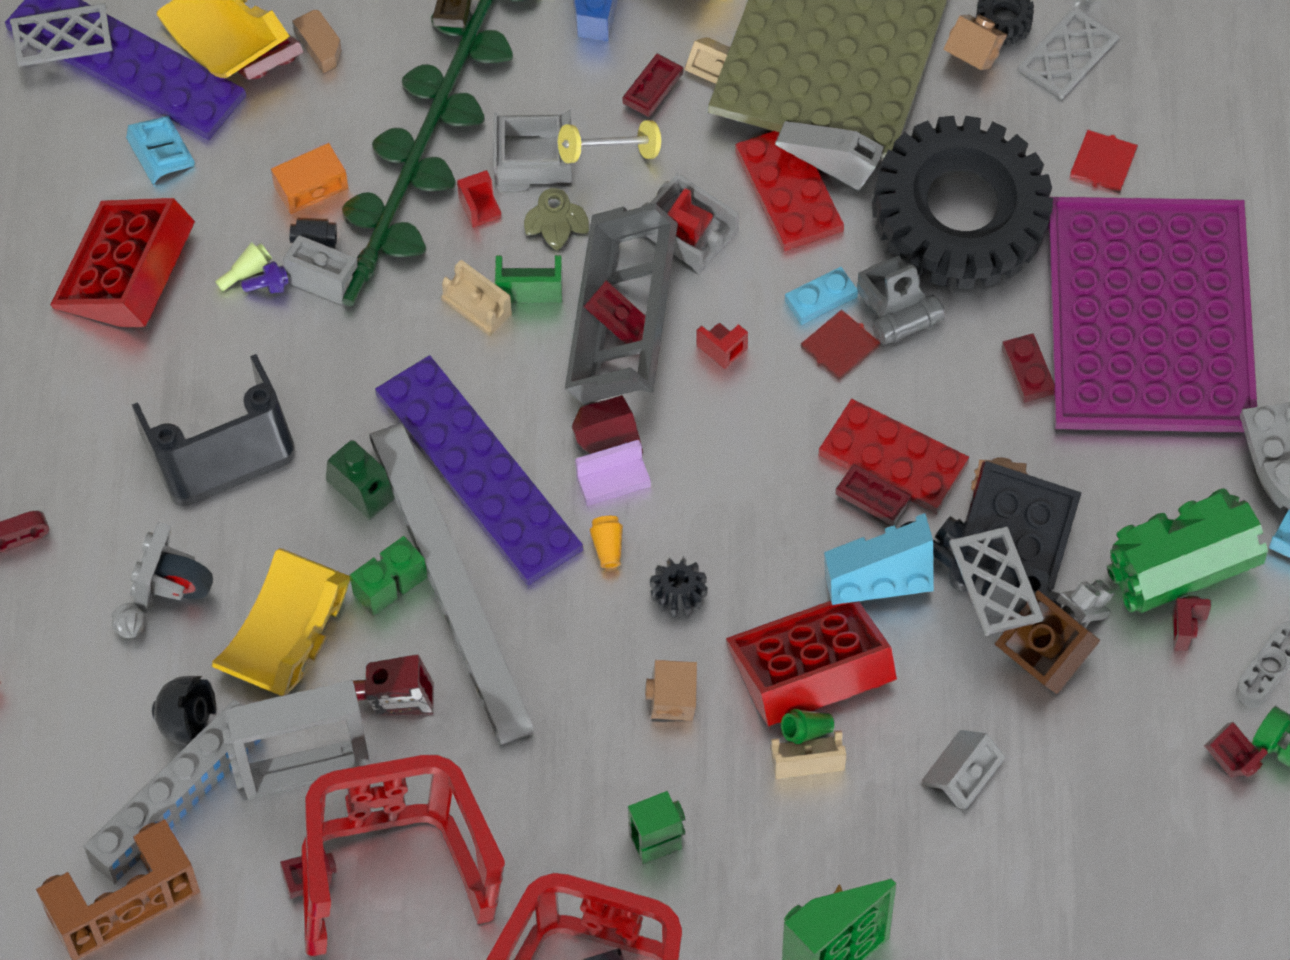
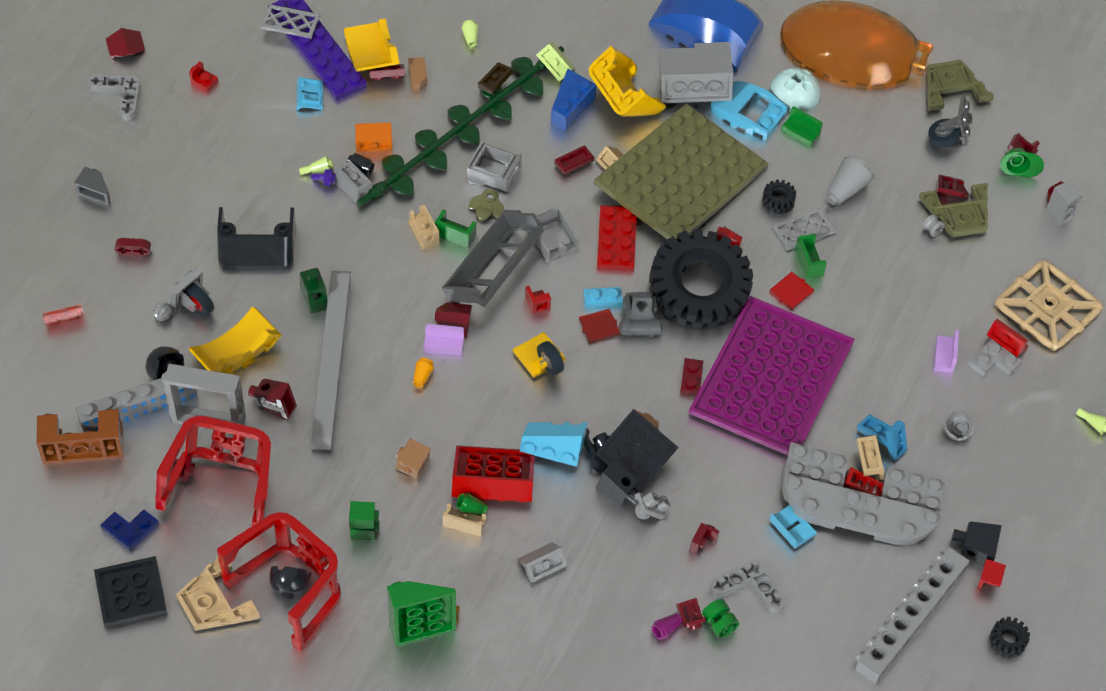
camera: 20 degrees right, 5 degrees down
(124, 261) = (260, 140): red slope -> none
(374, 580) = (292, 341): green piece -> none
(478, 199) = (453, 180): red panel -> none
(479, 470) = (378, 312): dark purple plate -> none
(617, 313) = (488, 261): dark red plate -> none
(647, 139) = (510, 169): light yellow axle -> none
(665, 588) = (445, 409): black gear -> none
(691, 219) = (553, 232): red panel -> none
(780, 433) = (540, 356): none -> plate
(833, 150) = (647, 227): light grey slope -> none
(873, 495) = (572, 406): dark red plate -> none
(894, 454) = (595, 392): red plate -> none
(961, 109) = (724, 231): none -> red cone
(975, 41) = (754, 203): medium nougat head -> none
(1012, 560) = (590, 477): light grey window -> none
(1049, 648) = (619, 515): reddish brown slope -> none
(1103, 96) = (809, 257): none -> green panel
(1185, 554) = (723, 502): green brick -> none
(1208, 787) = (665, 626): none -> magenta cone

